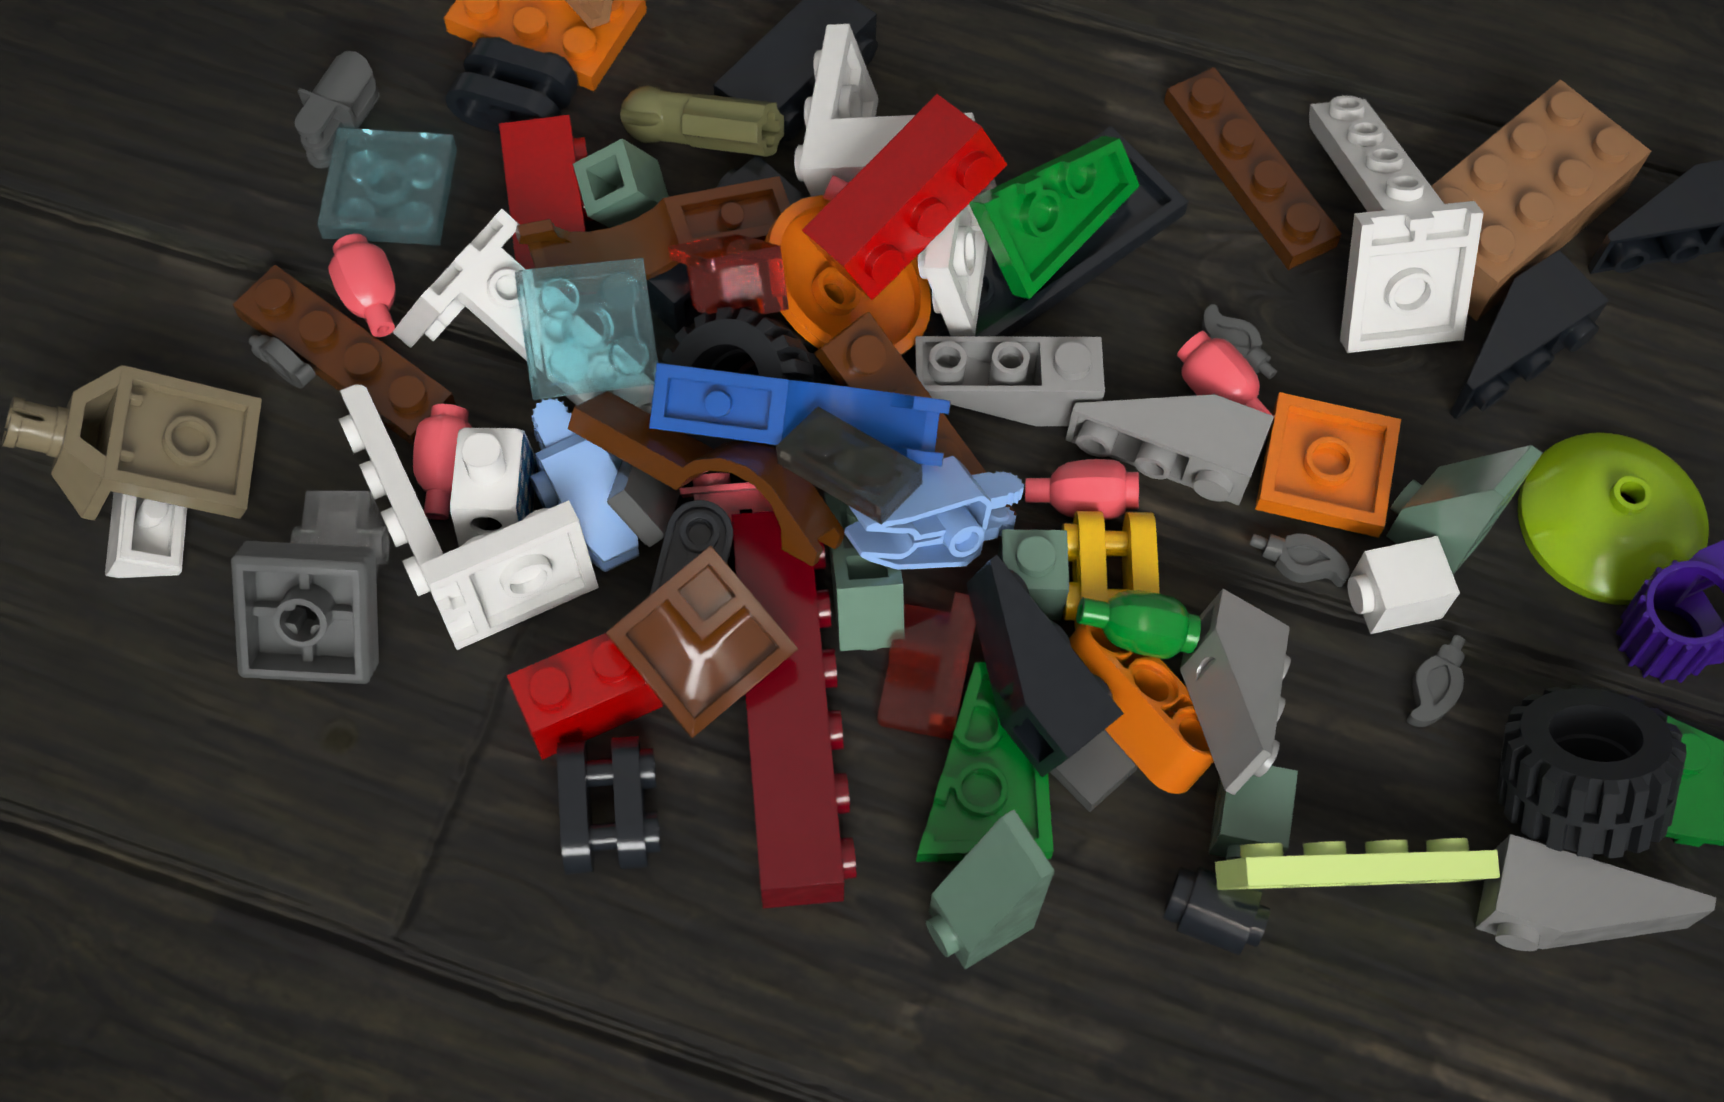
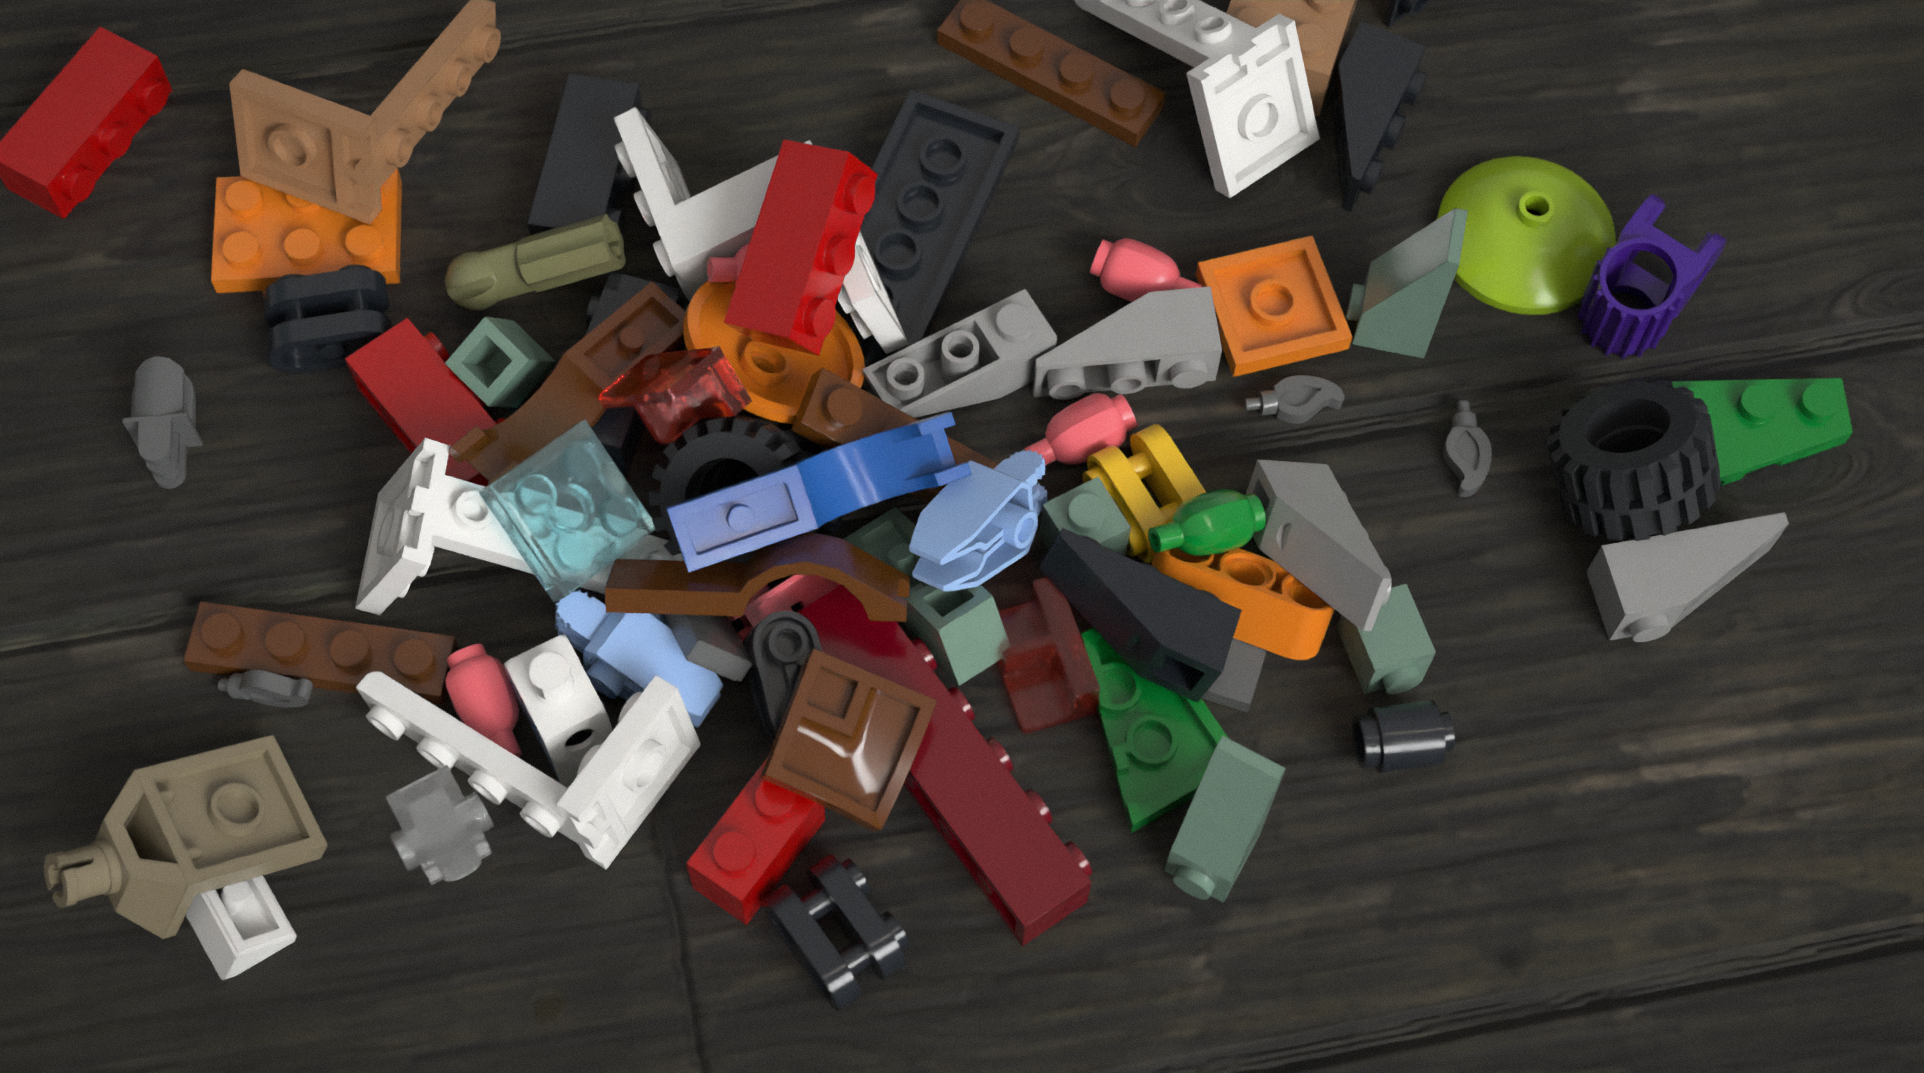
camera: 30 degrees left, 0 degrees up
(275, 634) = (425, 882): dark grey brick -> none
(364, 281) = (302, 574): coral plant -> none
(388, 186) = (262, 472): clear light blue plate -> none
(849, 465) = (891, 514): clear smoke plate -> none
(1053, 211) = (919, 194): green wing -> none
(1241, 335) = (1132, 226): dark grey piece -> none
(1329, 865) = (1478, 648): yellowish green plate -> none
(1402, 585) = (1394, 380): white brick -> none

